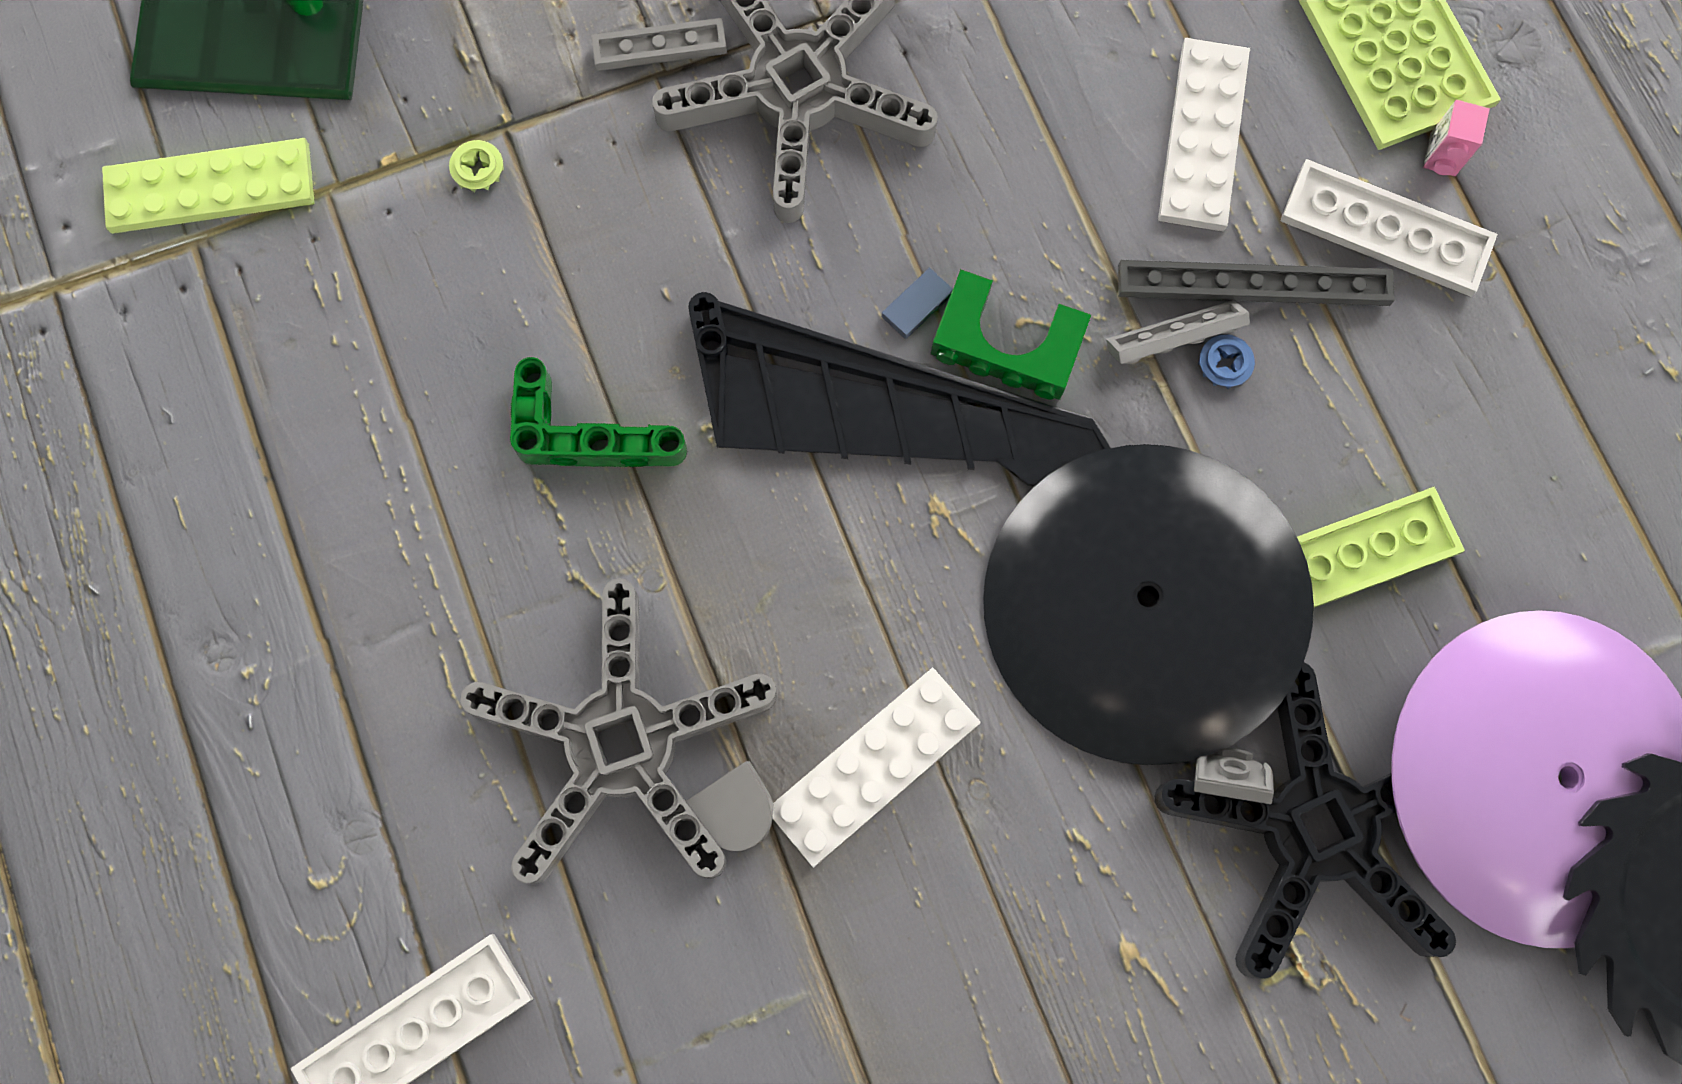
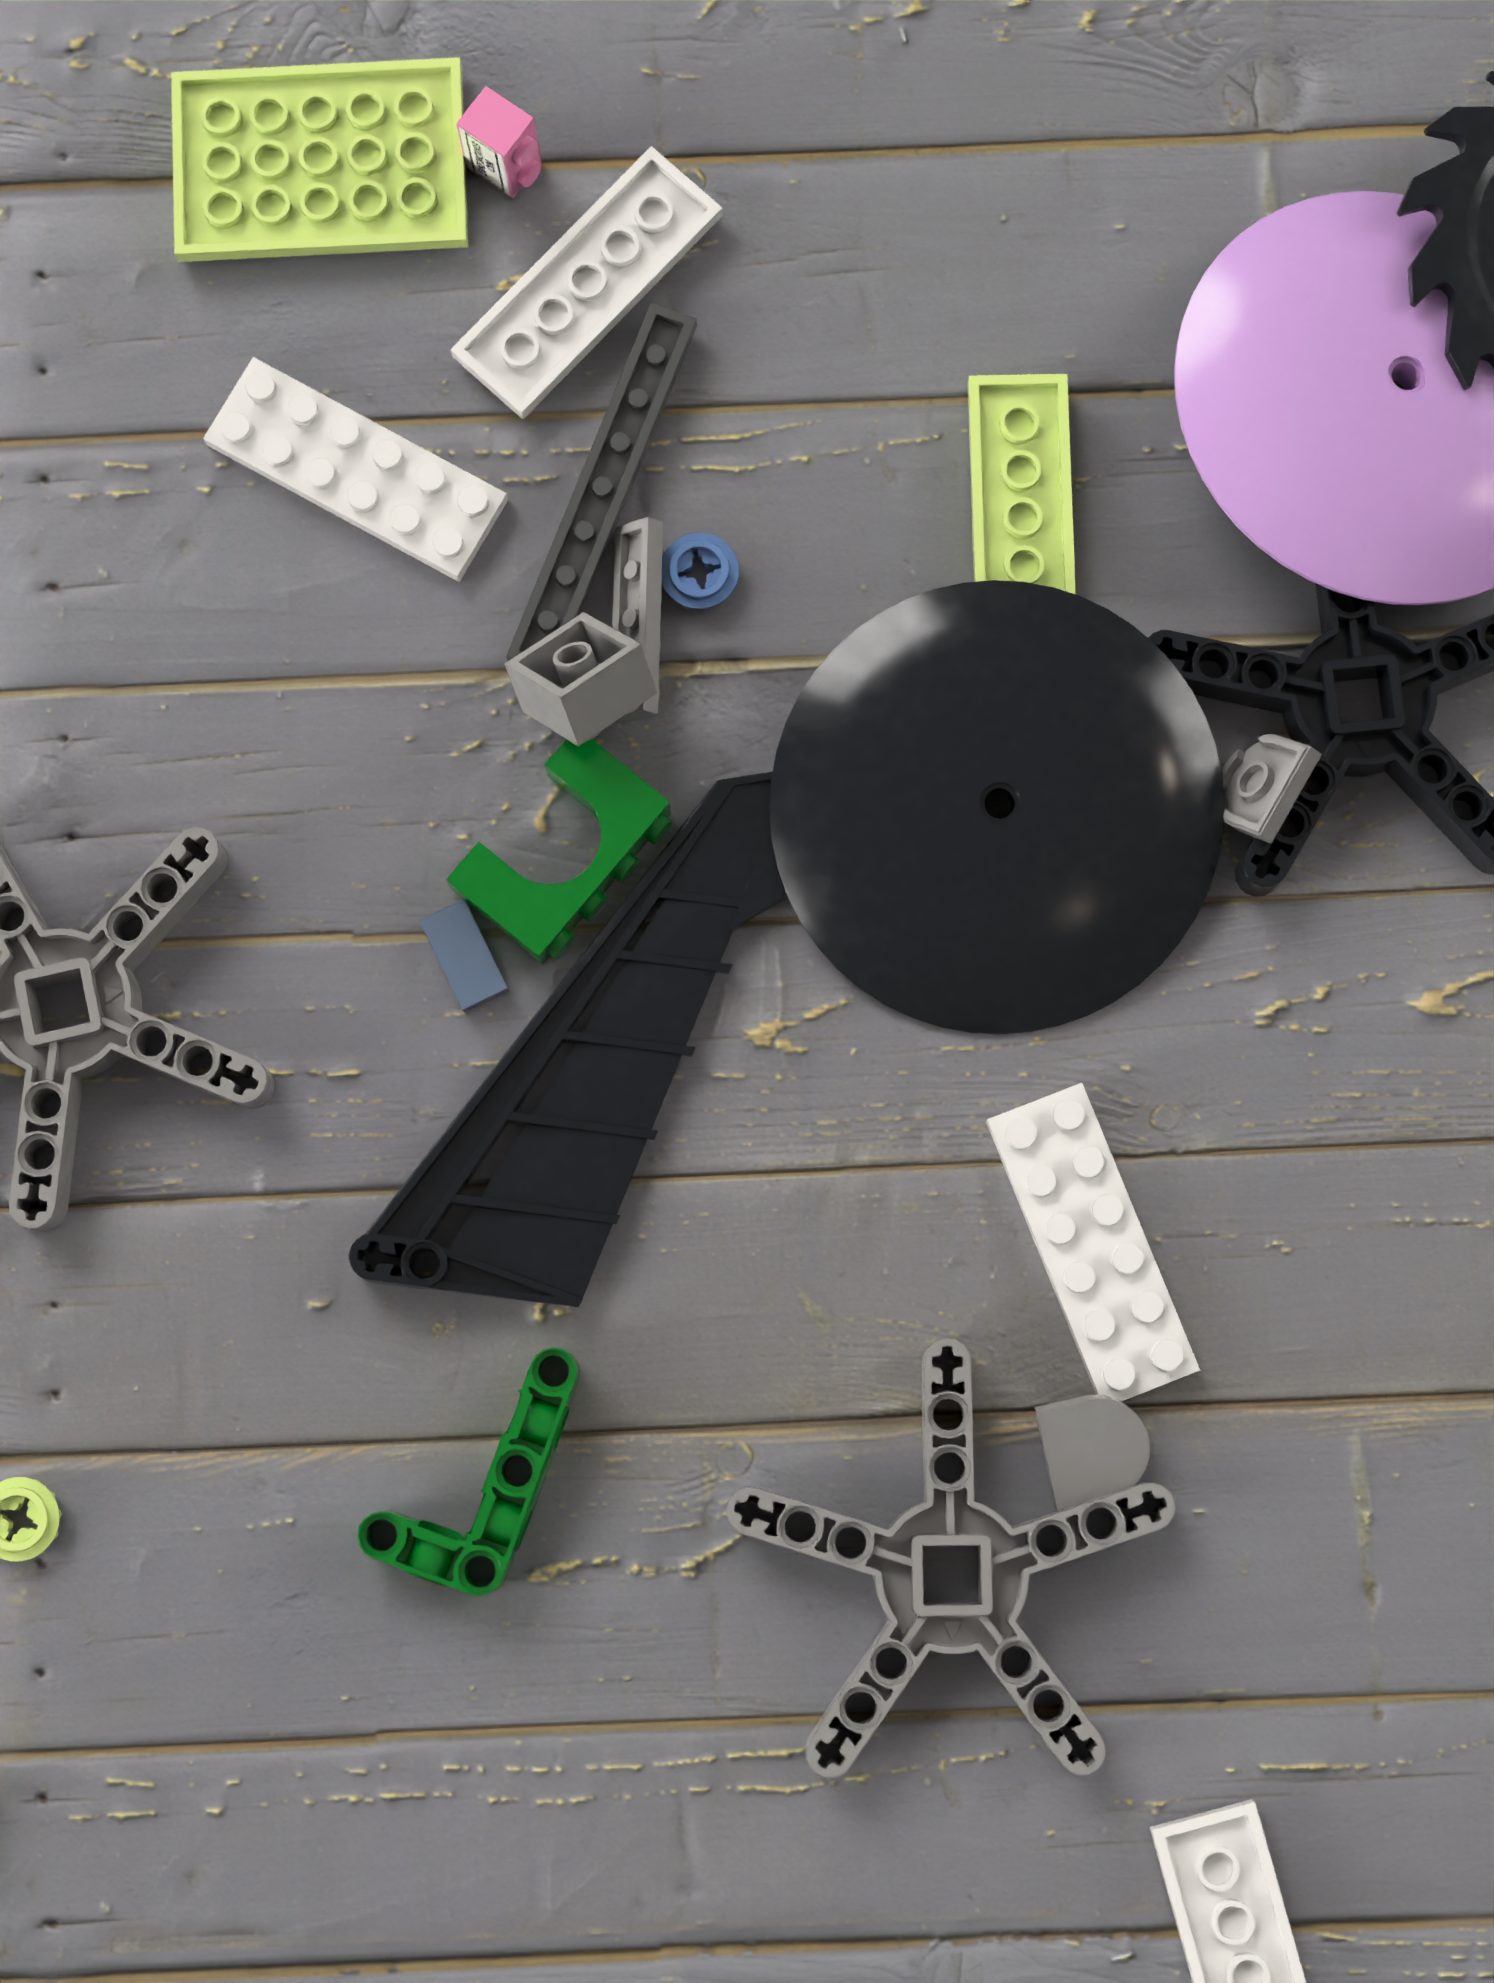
camera: 65 degrees left, 5 degrees up
(1123, 304) = (581, 678): none -> light grey brick

